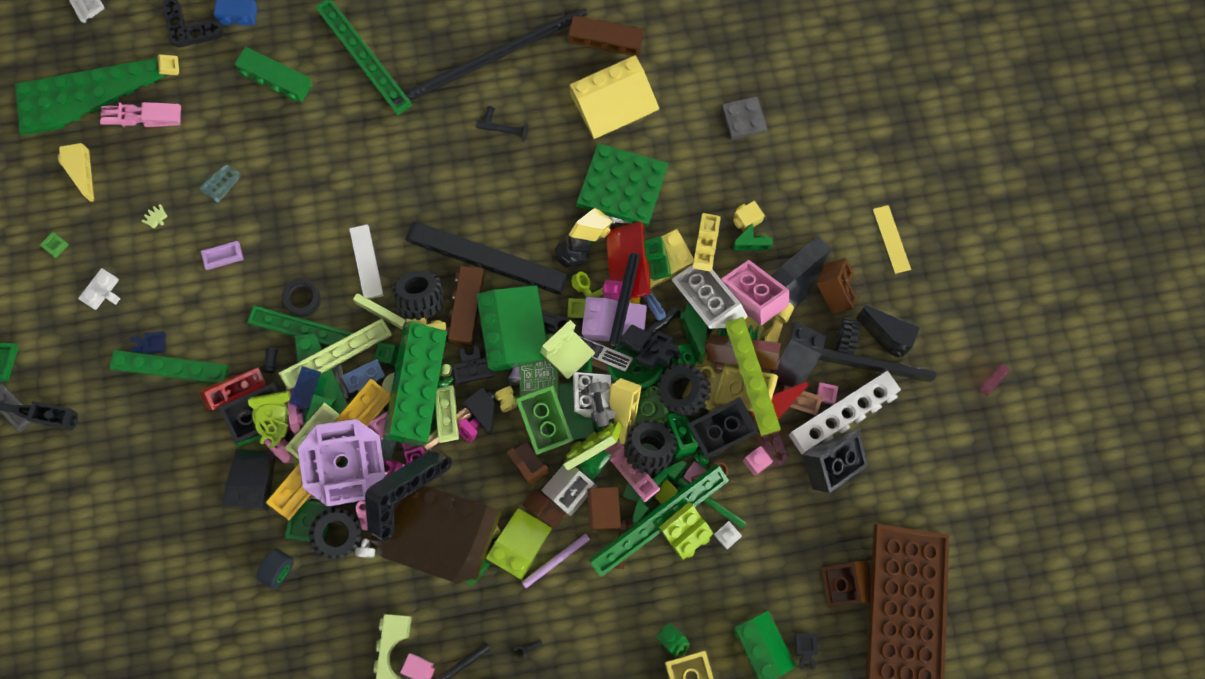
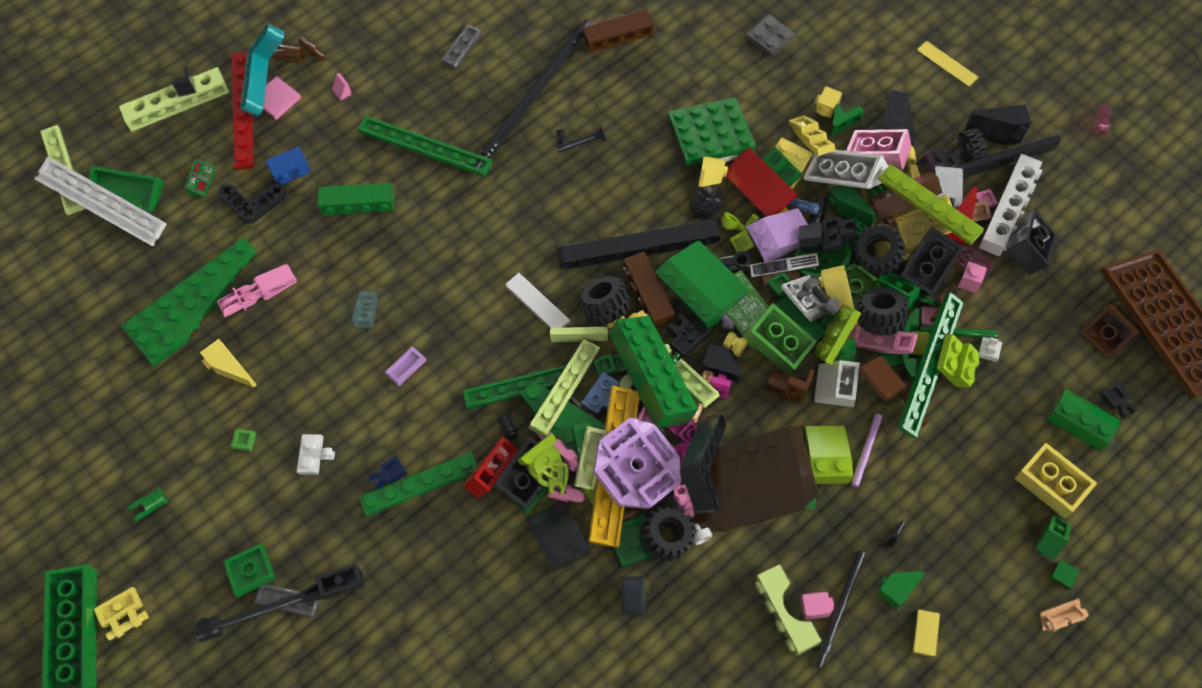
camera: 25 degrees left, 10 degrees down
(155, 218) = (323, 368): yellowish green piece -> none
(168, 64) = (255, 239): light yellow tile -> none
(294, 285) = (496, 348): black tyre -> none
(305, 388) = (560, 425): clear blue tile -> none
(544, 509) = (825, 413): reddish brown slope -> none
(567, 350) = (762, 274): yellowish green bracket -> none
(612, 289) = (764, 208): dark pink tile -> none
(614, 97) = (656, 71): light yellow slope -> none
(624, 299) = (780, 209): black axle -> none
(673, 640) = (1011, 453): green brick -> none
(836, 286) = (935, 116): reddish brown panel -> none

